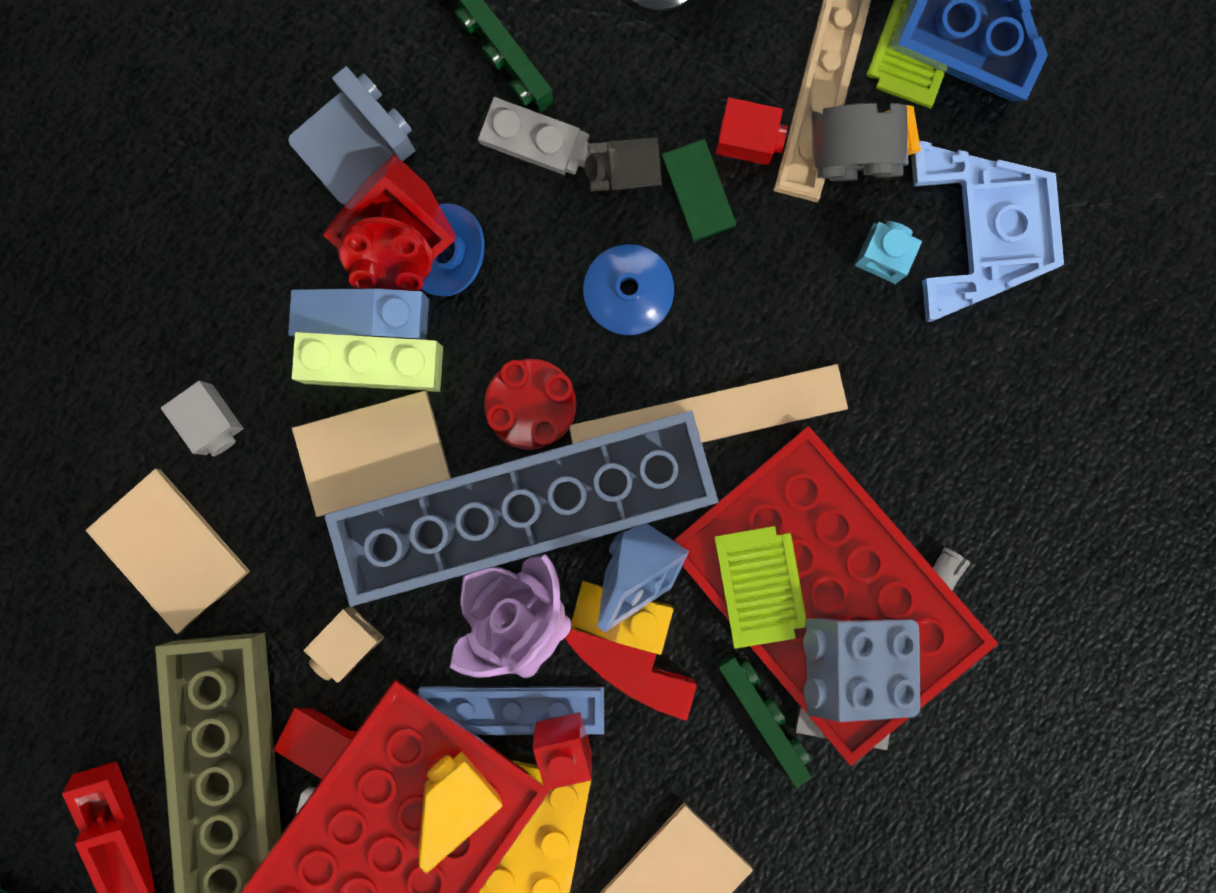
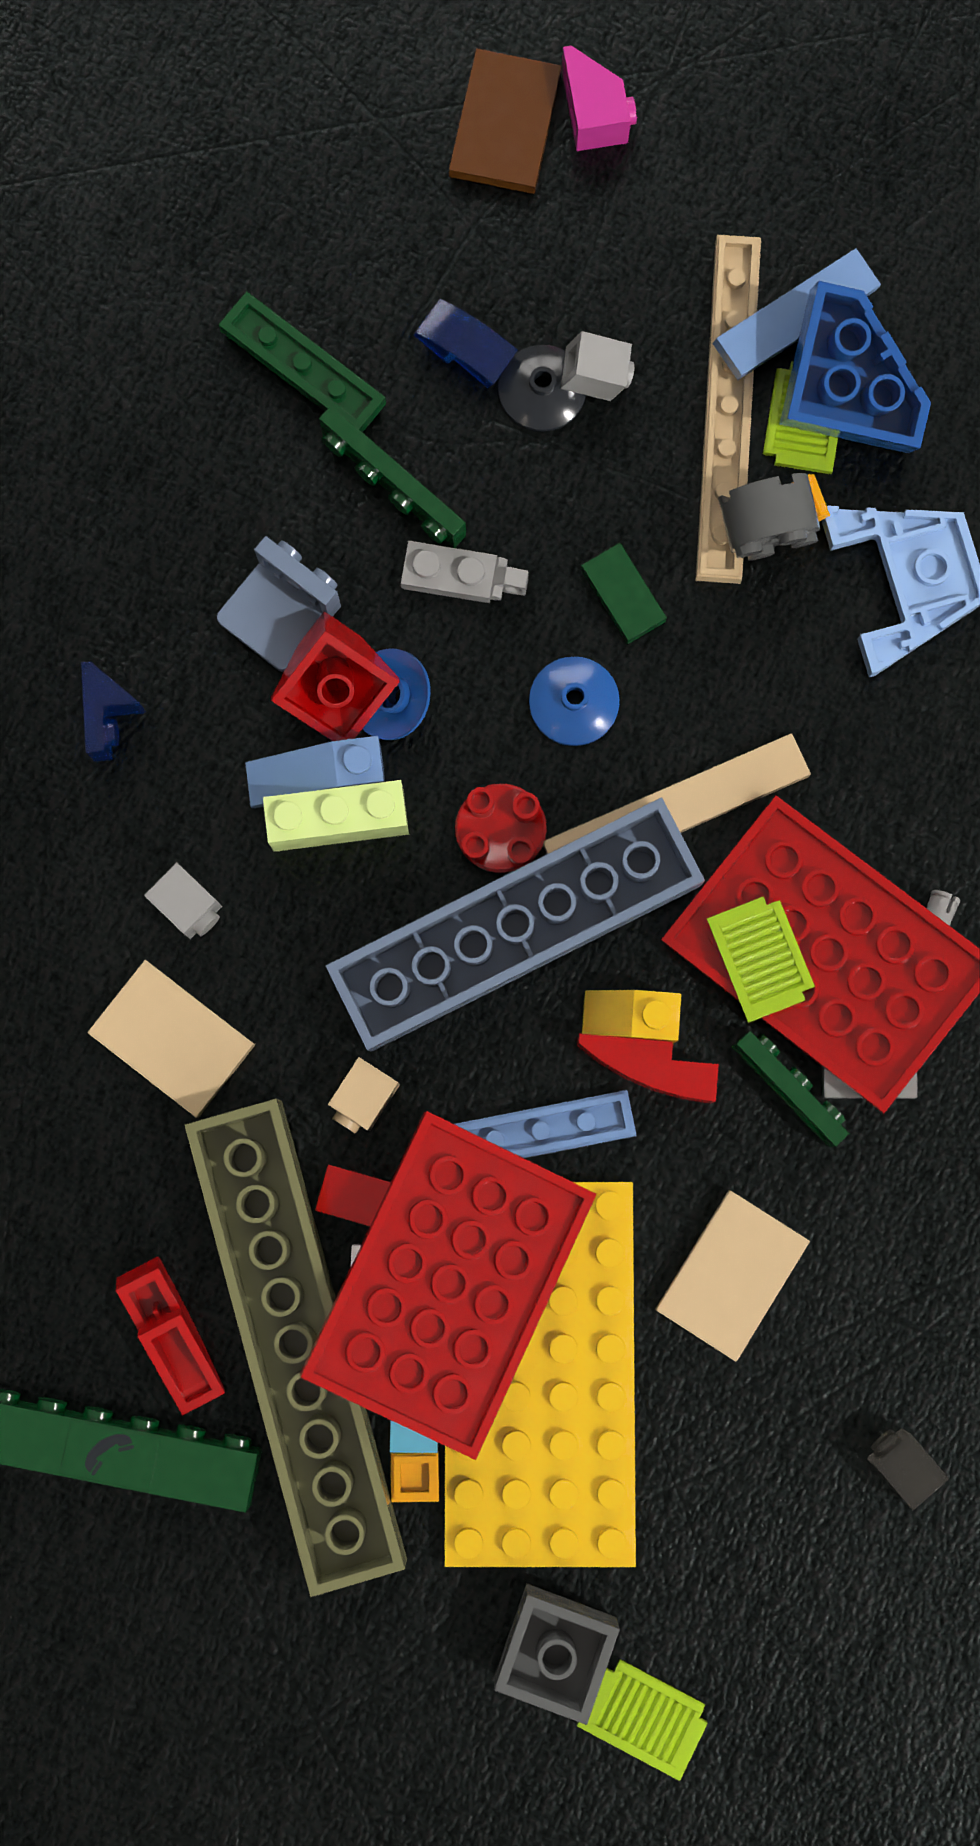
camera: 10 degrees left, 5 degrees down
(155, 203) = (100, 701): none -> clear blue slope
(371, 453) = (353, 903): tan tile -> none
(385, 255) = (335, 707): red dish -> none
(453, 807) = (506, 1219): yellow slope -> none
(511, 618) = (524, 1035): lavender brick -> none
(562, 751) = (600, 1154): red brick -> none
(623, 164) = (547, 580): clear smoke brick -> none
(640, 571) = (640, 963): medium blue slope -> none
(751, 131) = (663, 527): red brick -> none
(862, 669) = (875, 1012): sand blue bracket -> none
(888, 251) = (818, 616): medium azure brick -> none

